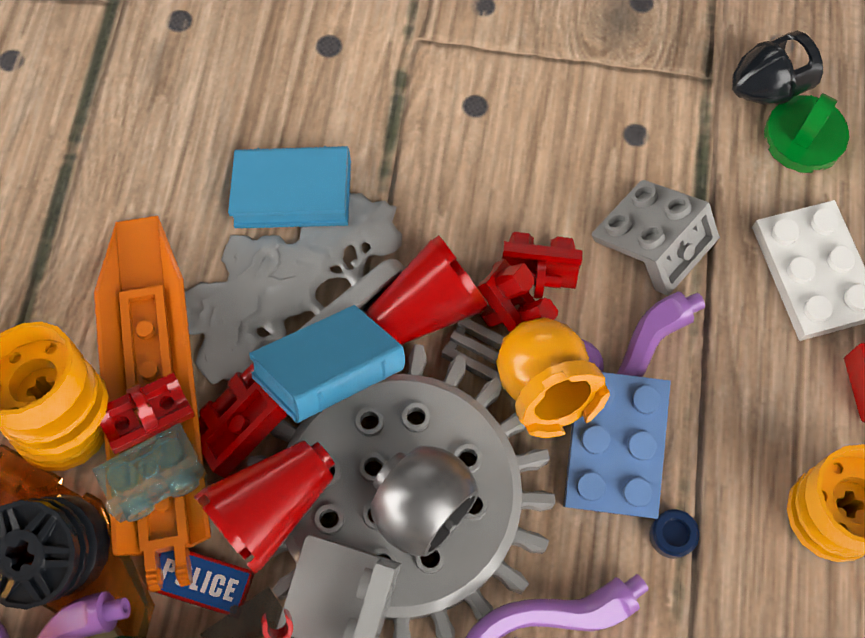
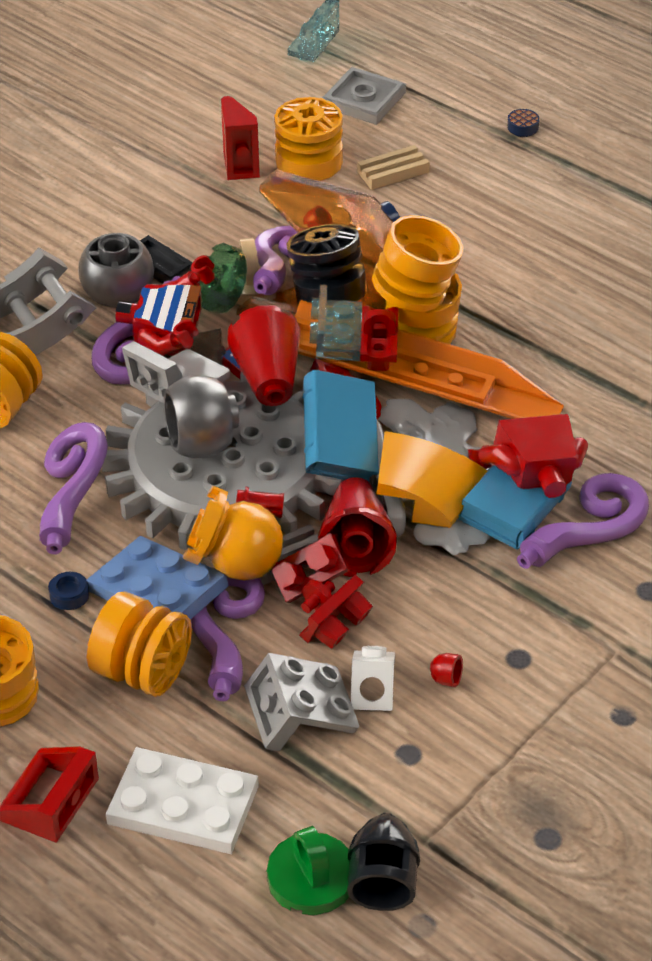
camera: 125 degrees right, 25 degrees down
(244, 172) = (535, 452): none -> red torso
(311, 127) = (555, 537): none -> medium lavender plant
(336, 259) = (428, 475): none -> light orange slope
(475, 388) = (271, 501): none -> red pin
(537, 141) = (447, 669): none -> red hinge
(579, 195) = (377, 663): none -> white bracket
(721, 386) = (139, 643): none -> light orange wheel

